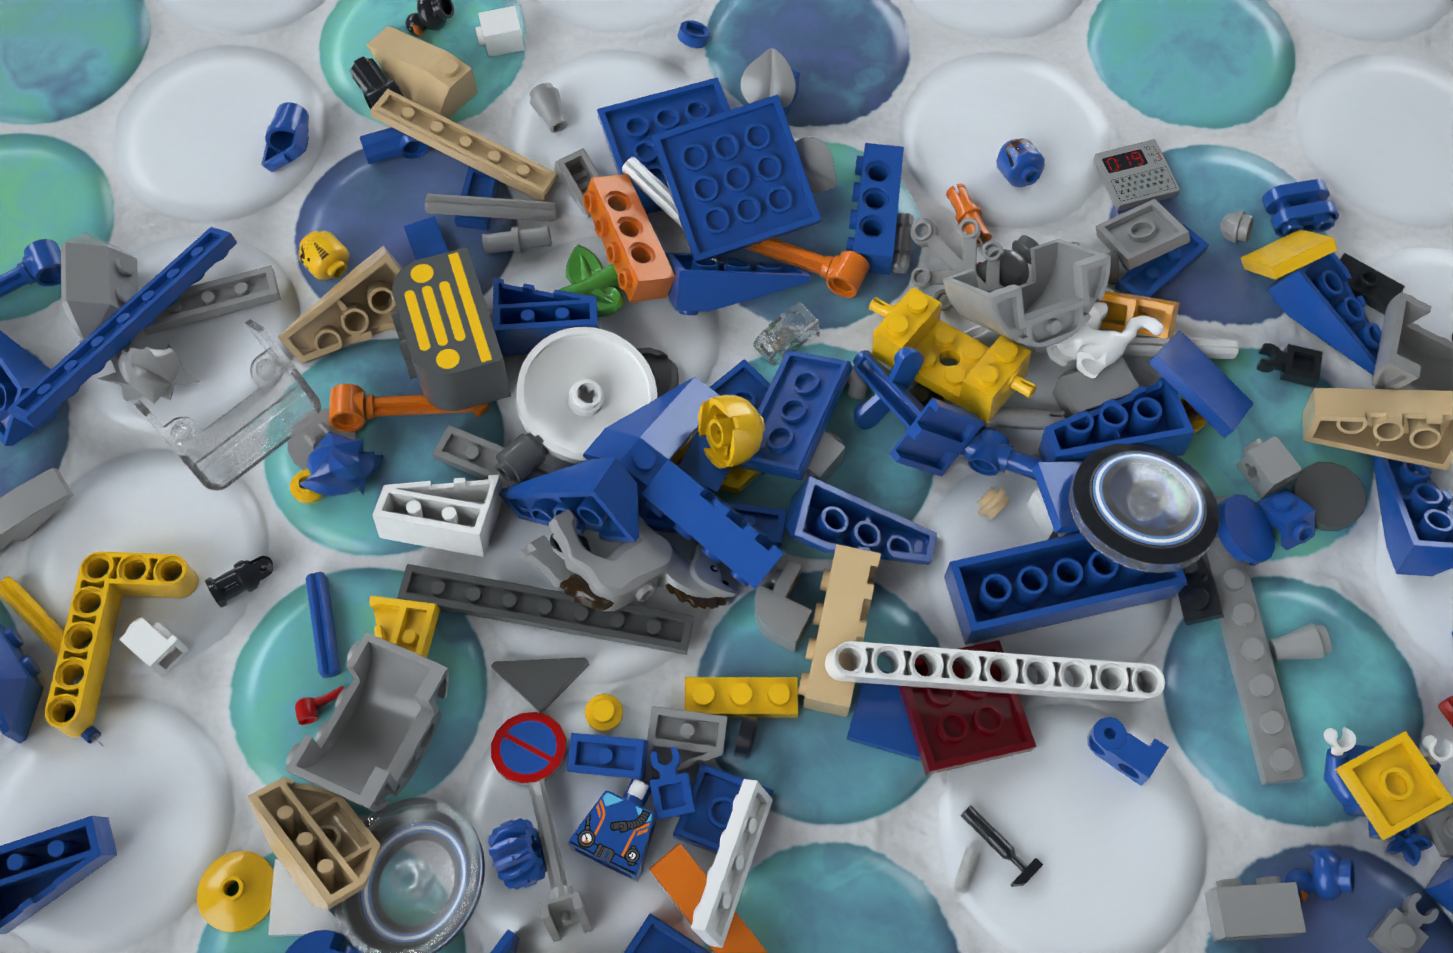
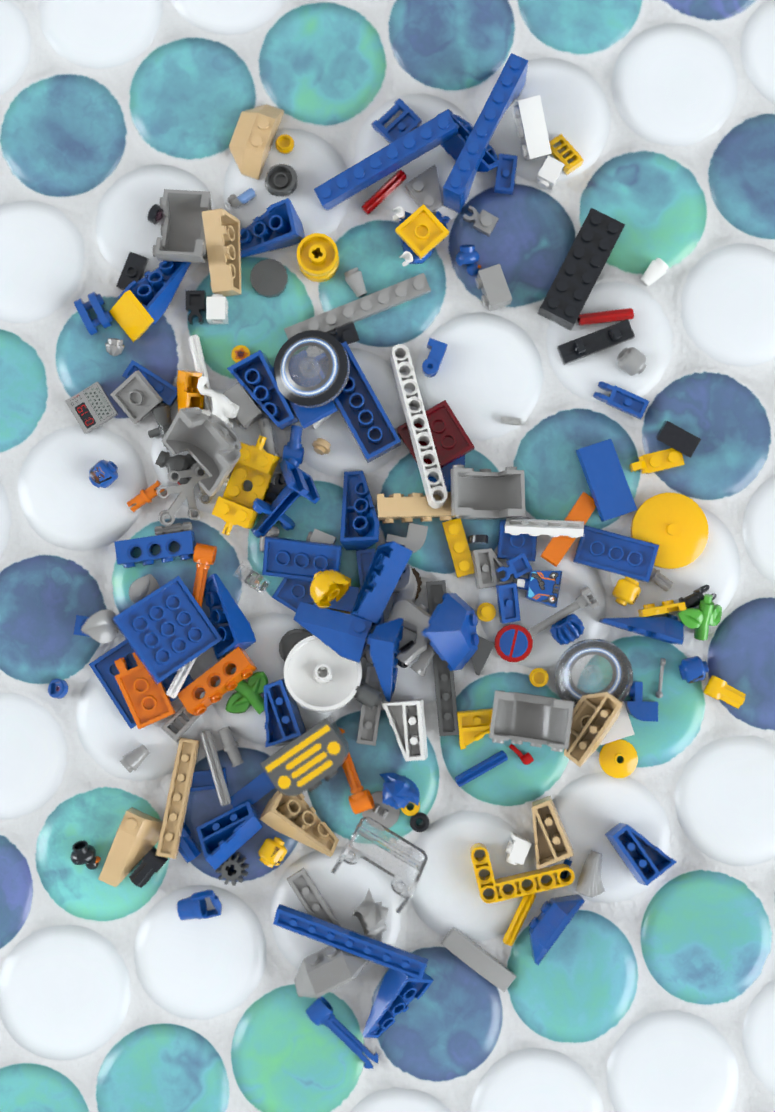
camera: 105 degrees left, 20 degrees up
(40, 763) = (590, 877): none -> light grey piece
(153, 707) = (549, 834): none -> tan wedge
(244, 574) = (469, 818): black piece -> none
(268, 488) = (419, 828): none -> black plate
(324, 195) = (234, 876): none -> dark grey gear
(378, 194) = (228, 833): none -> blue wedge
(447, 777) = (538, 677): none -> yellow plate
(500, 31) = (88, 806): white brick -> none
(587, 626) = (453, 631): none -> blue wedge
(629, 130) = (143, 696): none -> orange tile
(832, 763) = (487, 493): none -> light grey cylinder
(1000, 845) = (496, 405): black piece -> none
(1201, 383) = (225, 351): blue tile -> none
(1245, 530) = (303, 317): blue tile -> none
(1268, 466) = (262, 310): light grey brick -> none
(1280, 393) = (217, 309): none -> white brick
(1290, 516) = (287, 297): blue bracket -> none
(1360, 584) = (325, 249): none -> yellow wheel

